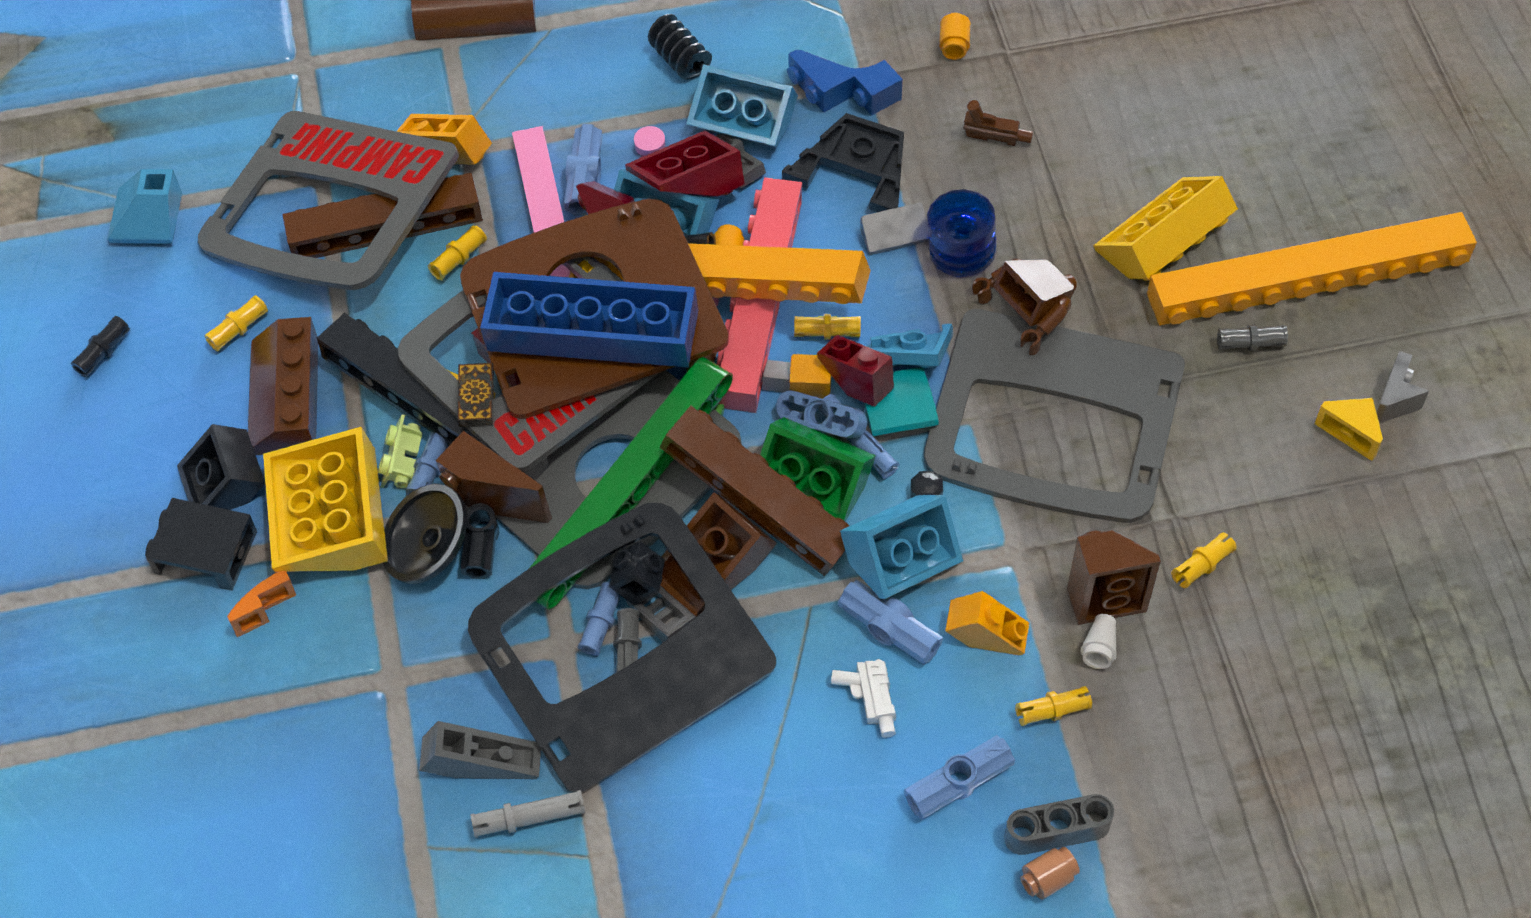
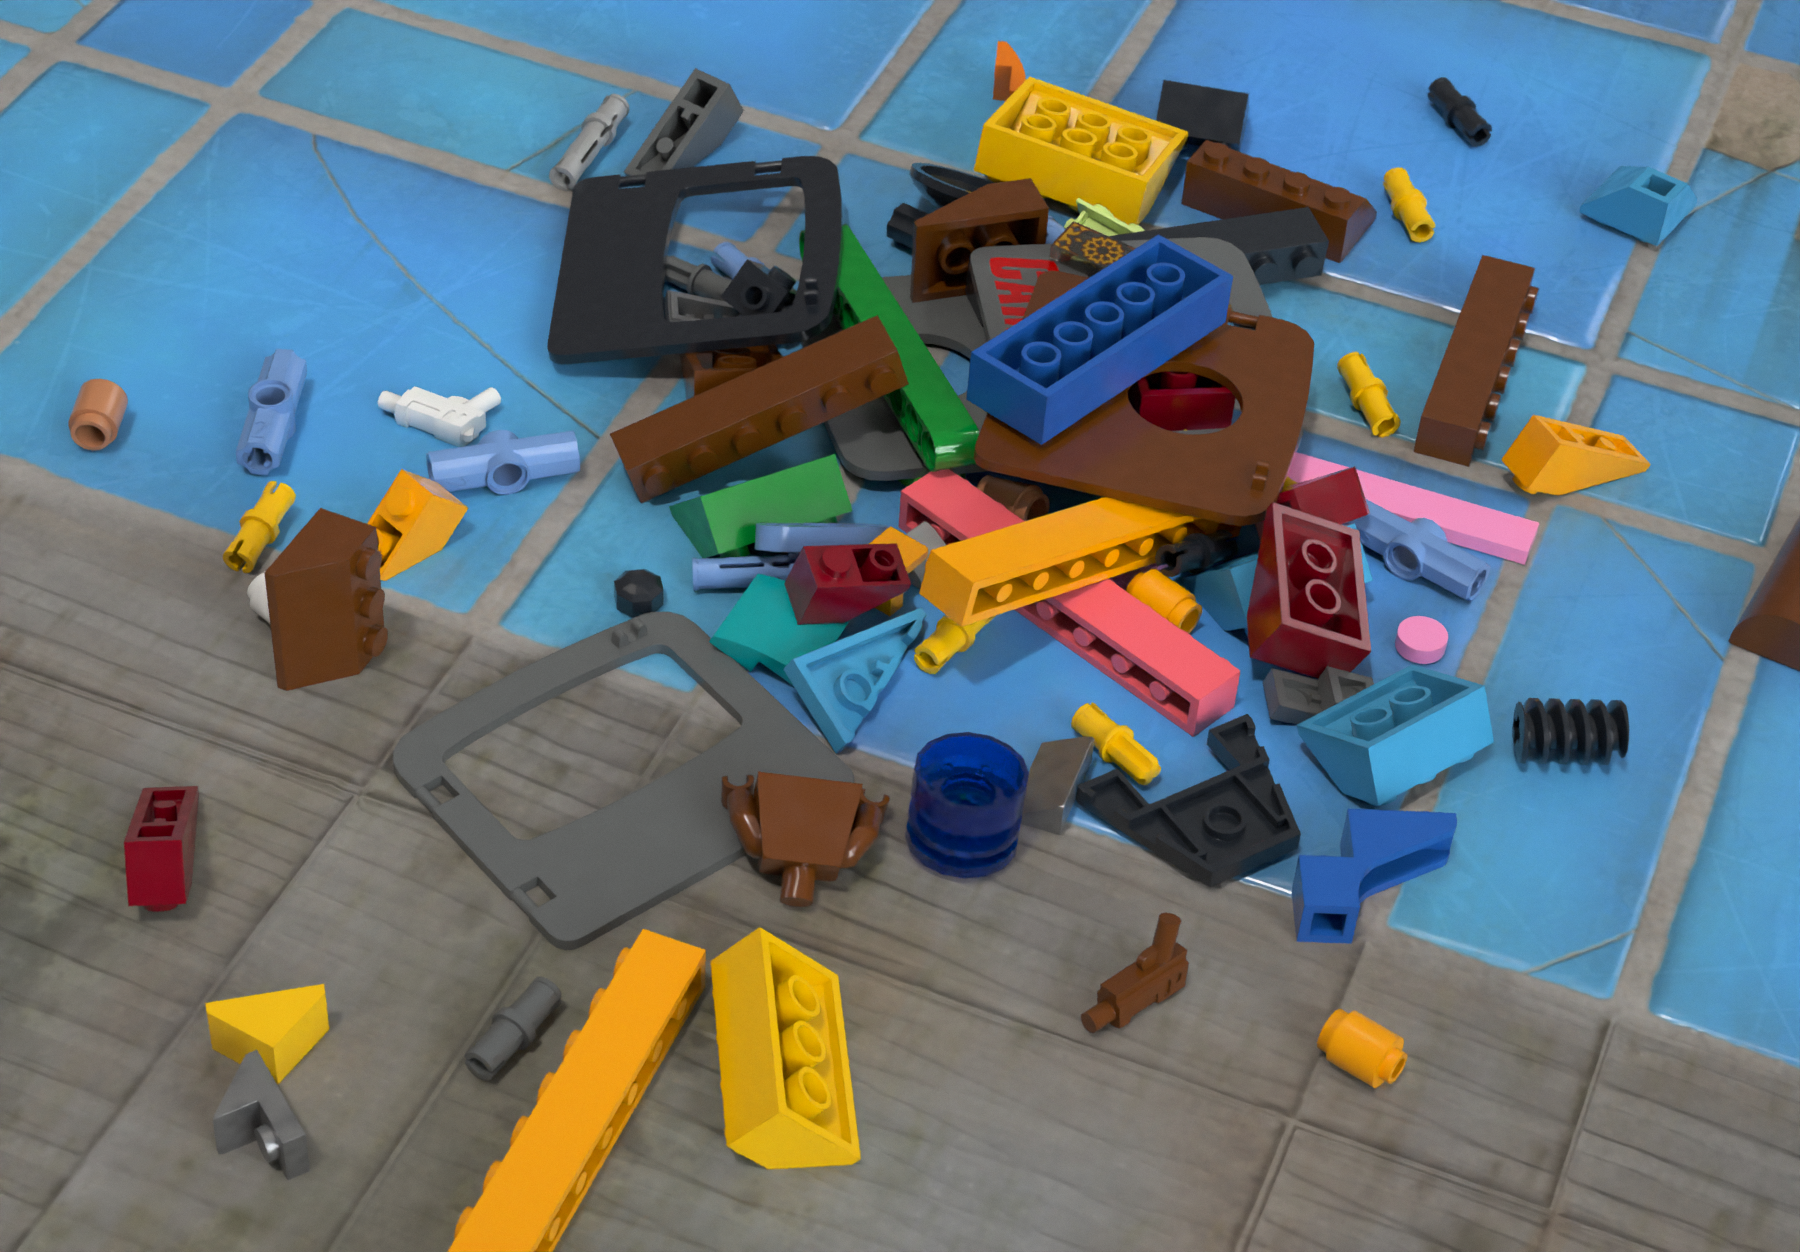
camera: 120 degrees right, 15 degrees down
(202, 540) = (1120, 66): black panel -> none
(341, 153) = (1549, 367): dark grey door -> none
(846, 218) = (1116, 743): none -> yellow axle
(903, 544) = (575, 498): dark azure slope -> none
(1071, 812) = (133, 448): dark grey beam -> none
(1203, 560) = (271, 758): yellow pin -> none
(1301, 559) = (161, 847): none -> dark red slope

